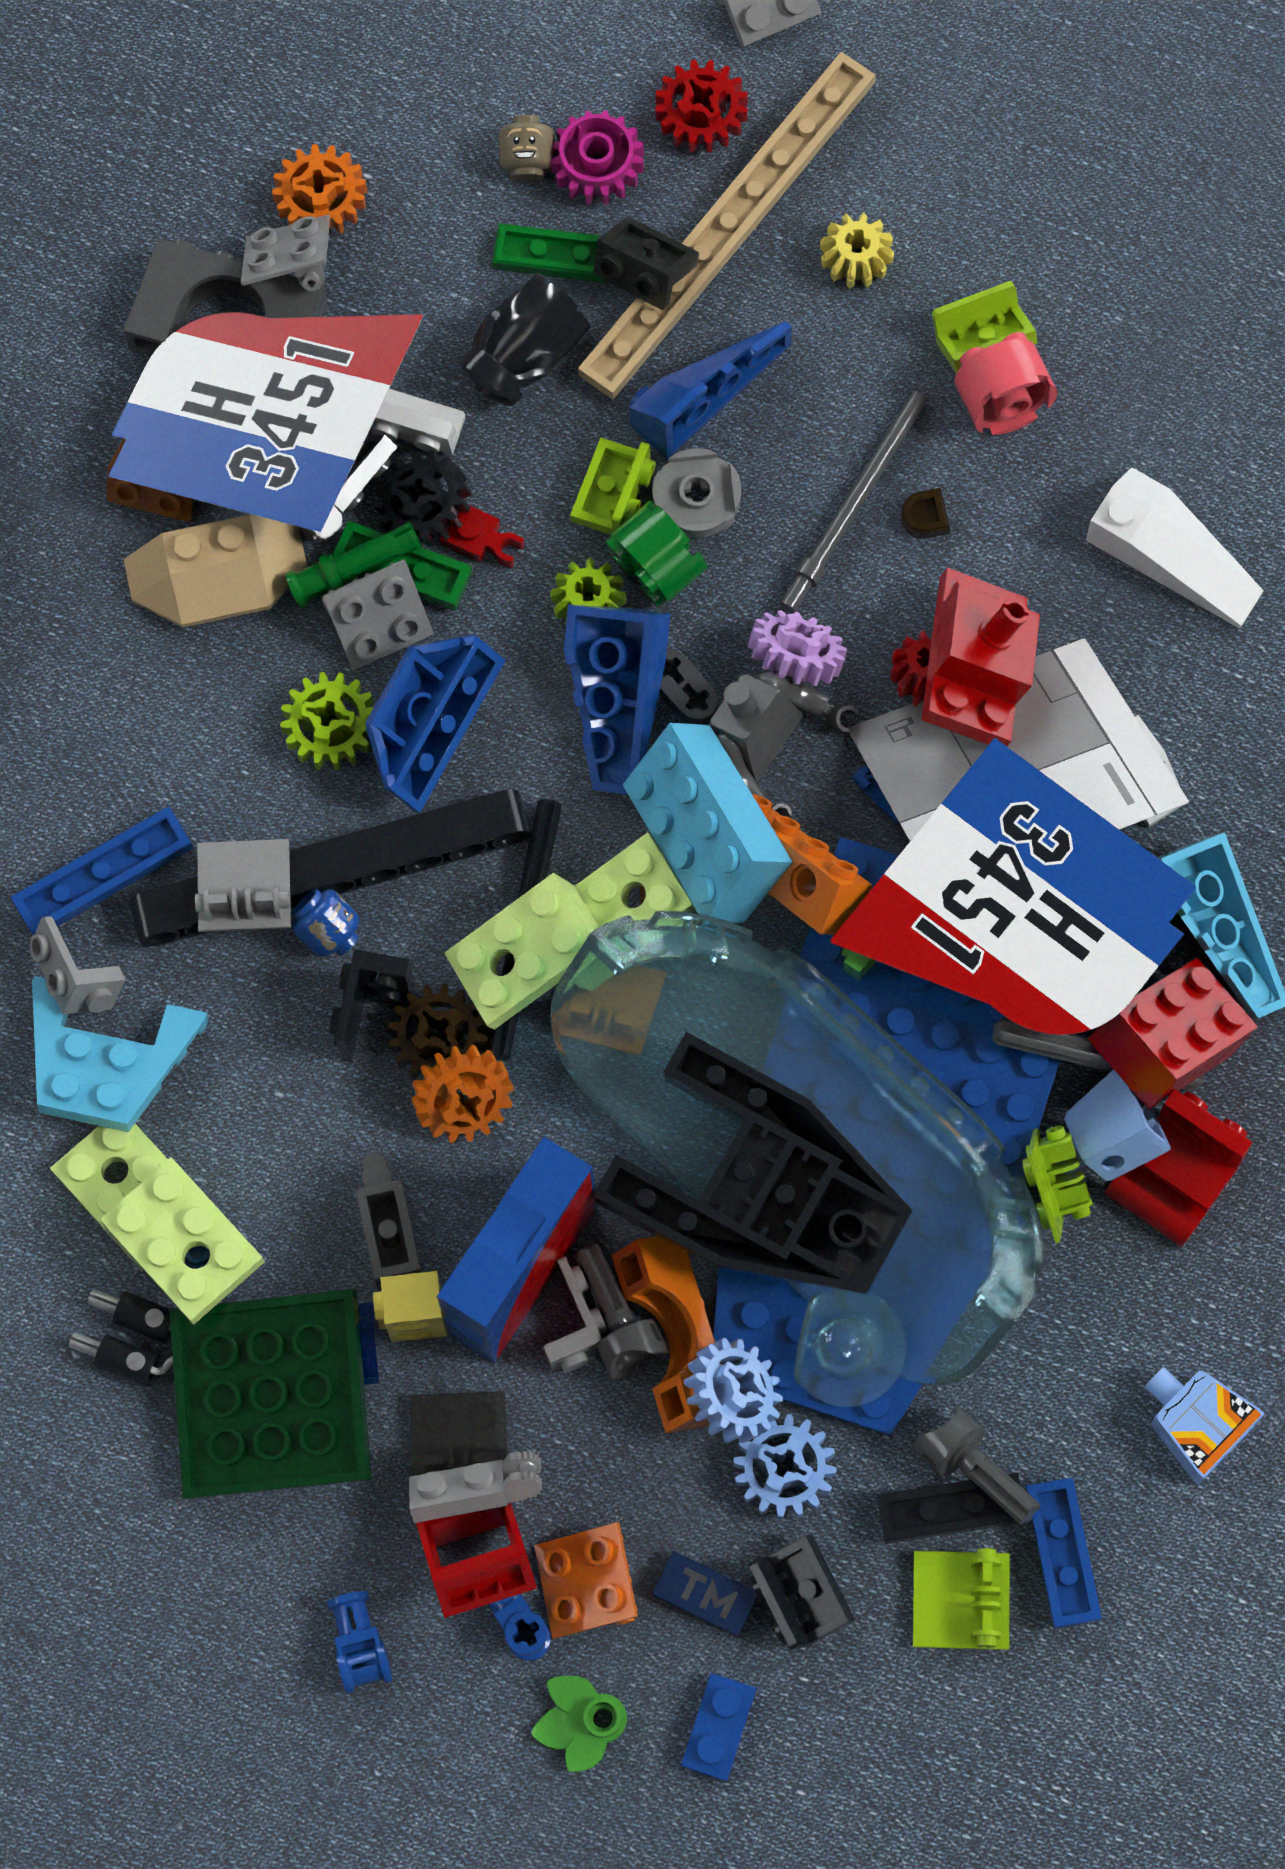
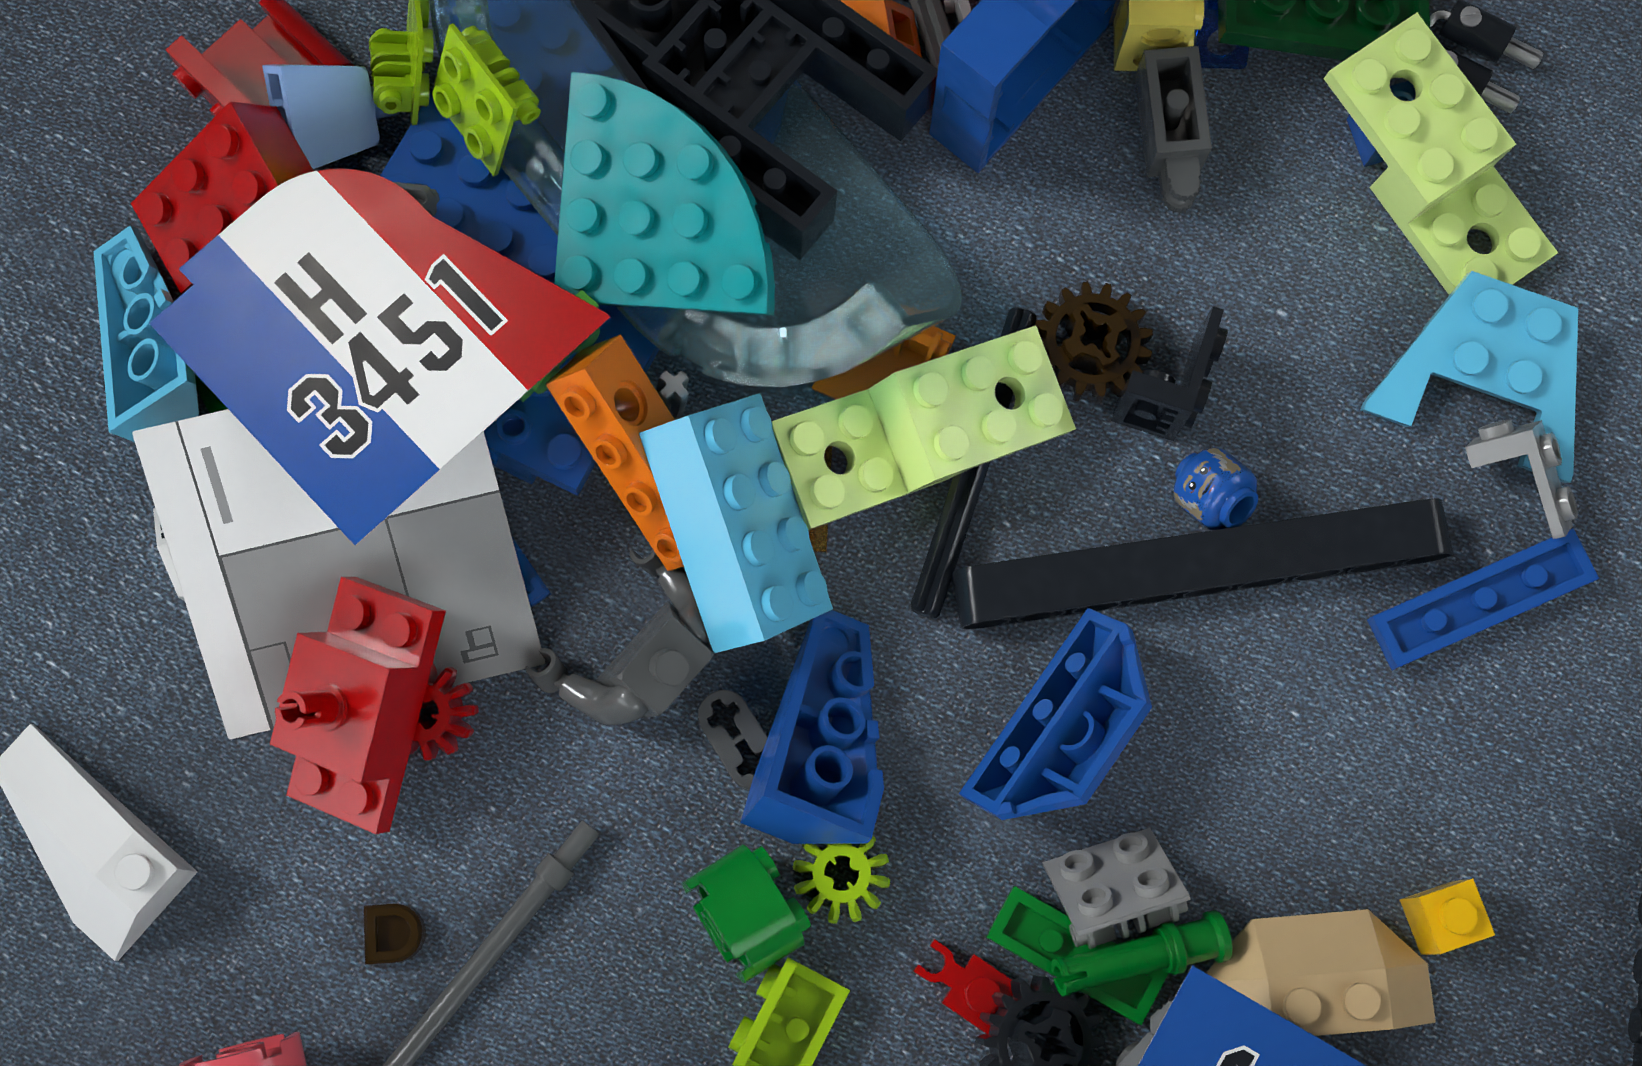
camera: 175 degrees left, 5 degrees up
(121, 627) = (1447, 917): none -> yellow brick
(243, 885) = (1316, 536): light grey hinge -> none
(312, 714) = (1211, 763): lime gear -> none
(446, 1110) = (1073, 255): orange gear -> none
(714, 475) = (656, 1026): light grey plate -> none
(778, 928) = (674, 392): none -> light grey axle
(797, 648) = (587, 756): lavender gear -> none
(810, 1038) = (655, 208): none -> teal plate
(995, 1139) = (481, 93): none -> lime hinge

